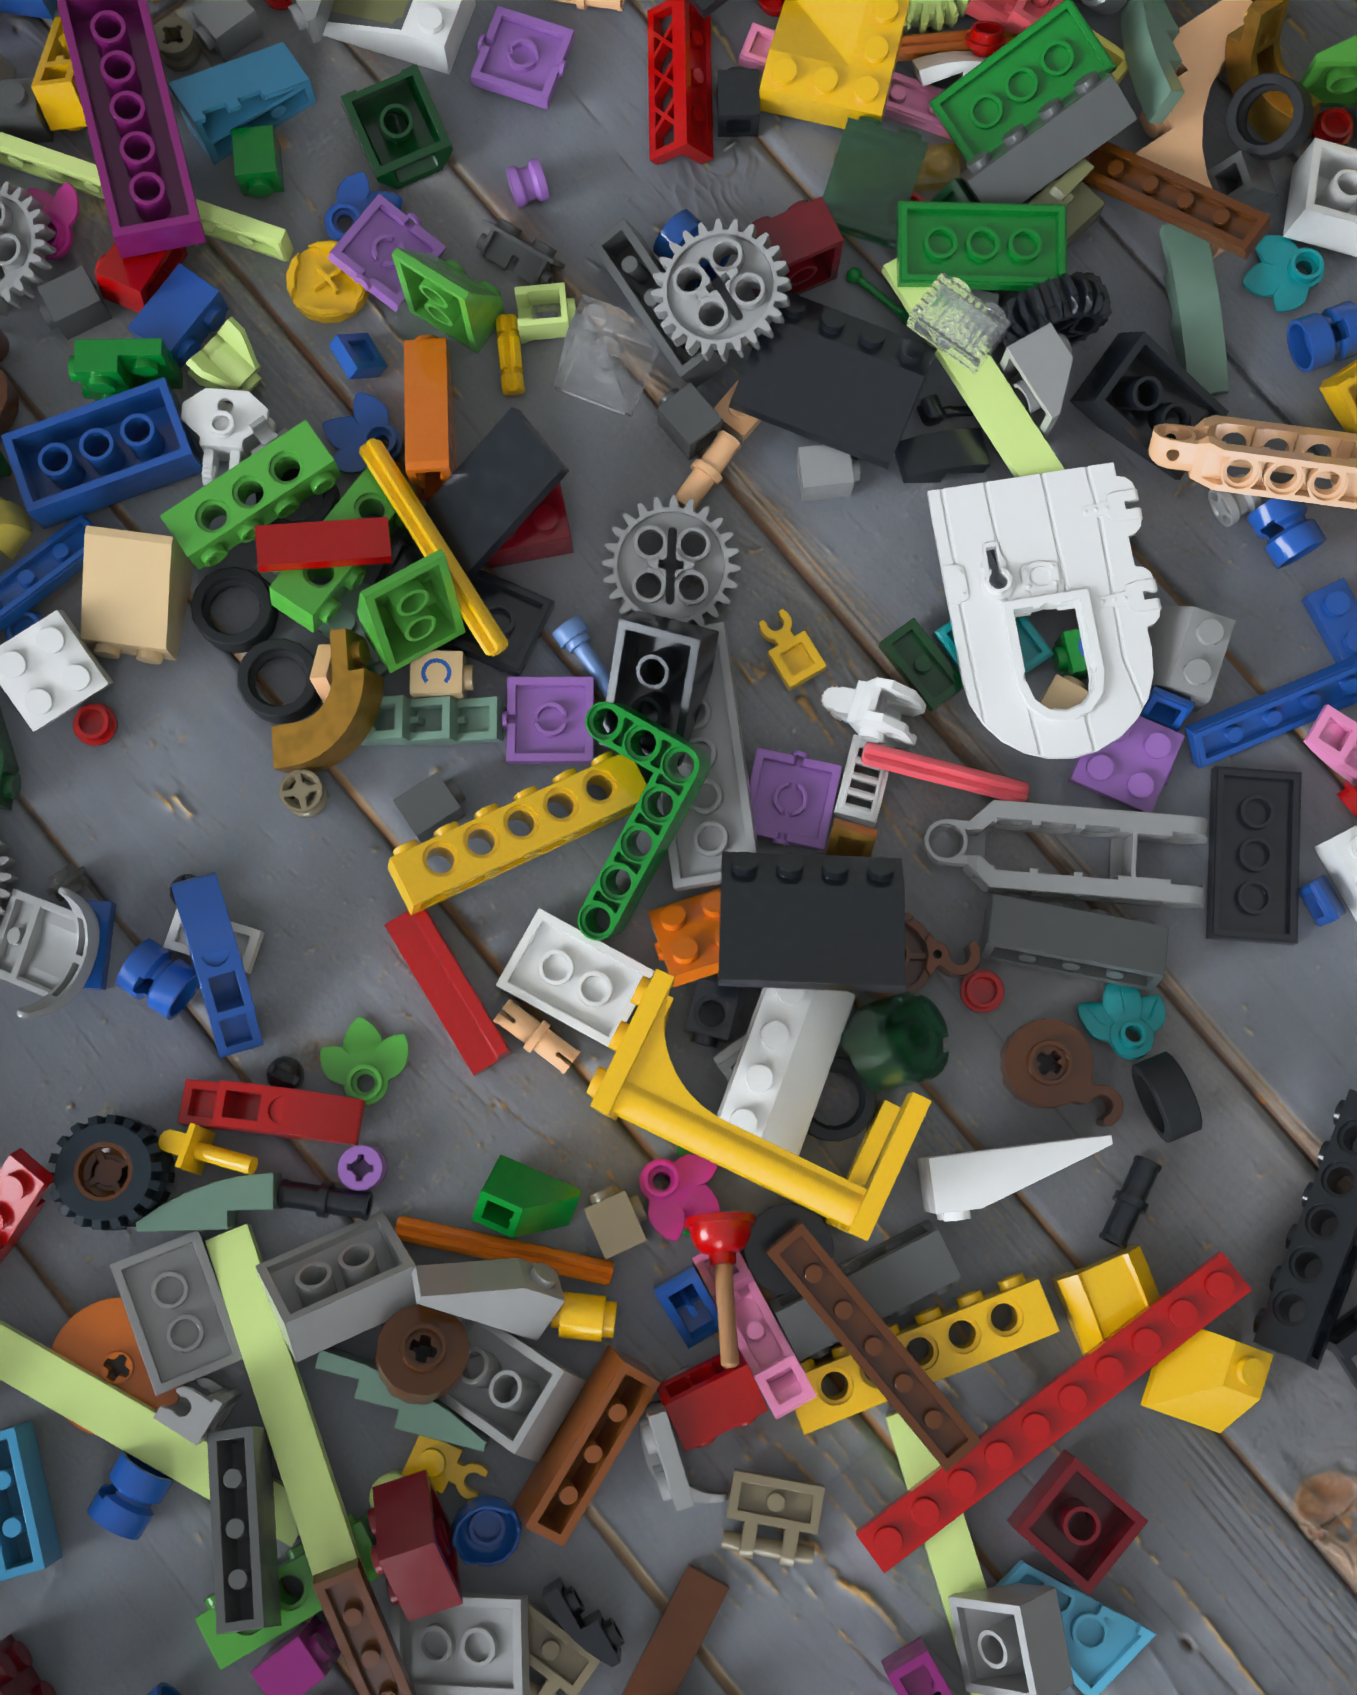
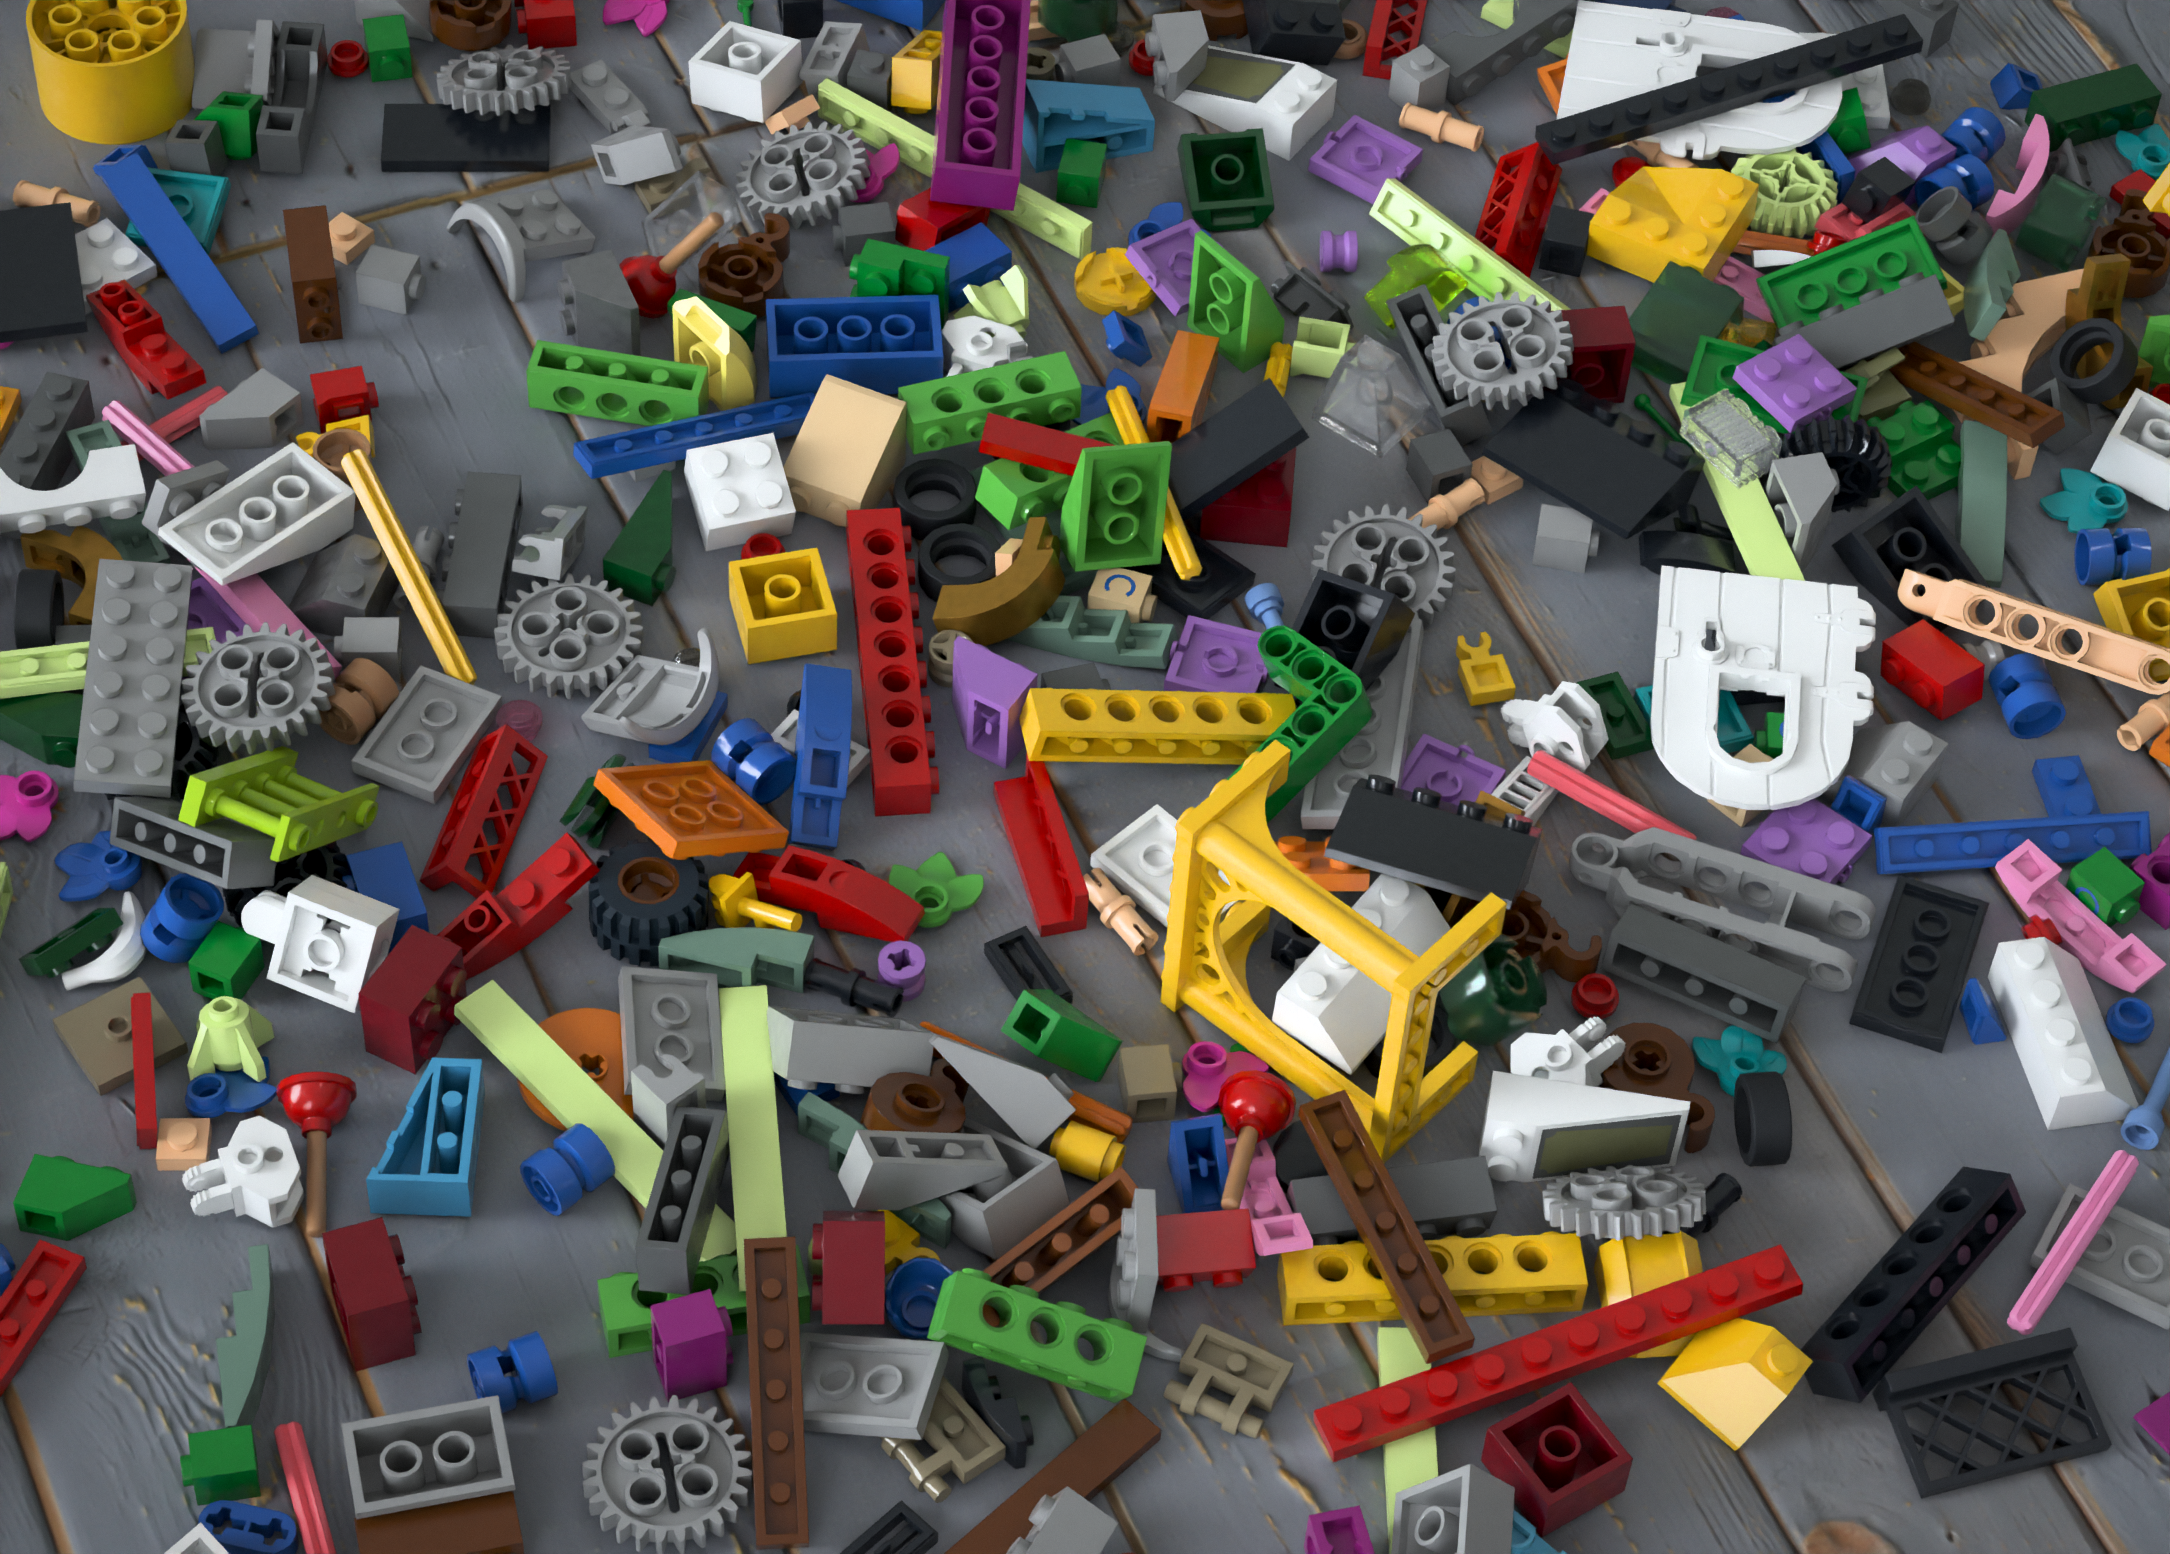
camera: 15 degrees right, 30 degrees down
(32, 1066) = (596, 806): none -> dark green arm
(116, 1069) = (690, 809): none -> orange plate
(129, 792) = (782, 605): none -> yellow brick
(183, 679) = (889, 662): none -> red brick
(353, 849) = (989, 701): none -> medium lavender slope
(445, 1421) = (912, 1167): none -> light grey slope
(473, 1148) = (1009, 976): none -> black tile
(611, 195) = (1413, 268): none -> clear neon green brick
(621, 1572) = (961, 1325): none -> bright green brick
(653, 157) = (1484, 270): none -> yellowish green tile
(980, 1096) = (1565, 1055): none -> white hinge
(1002, 238) = (1794, 383): none -> medium lavender plate
(1102, 1215) = (1624, 1202): none -> light grey gear
(1123, 257) = (1920, 449): none -> green plate
(1195, 526) = (1932, 670): none -> red brick

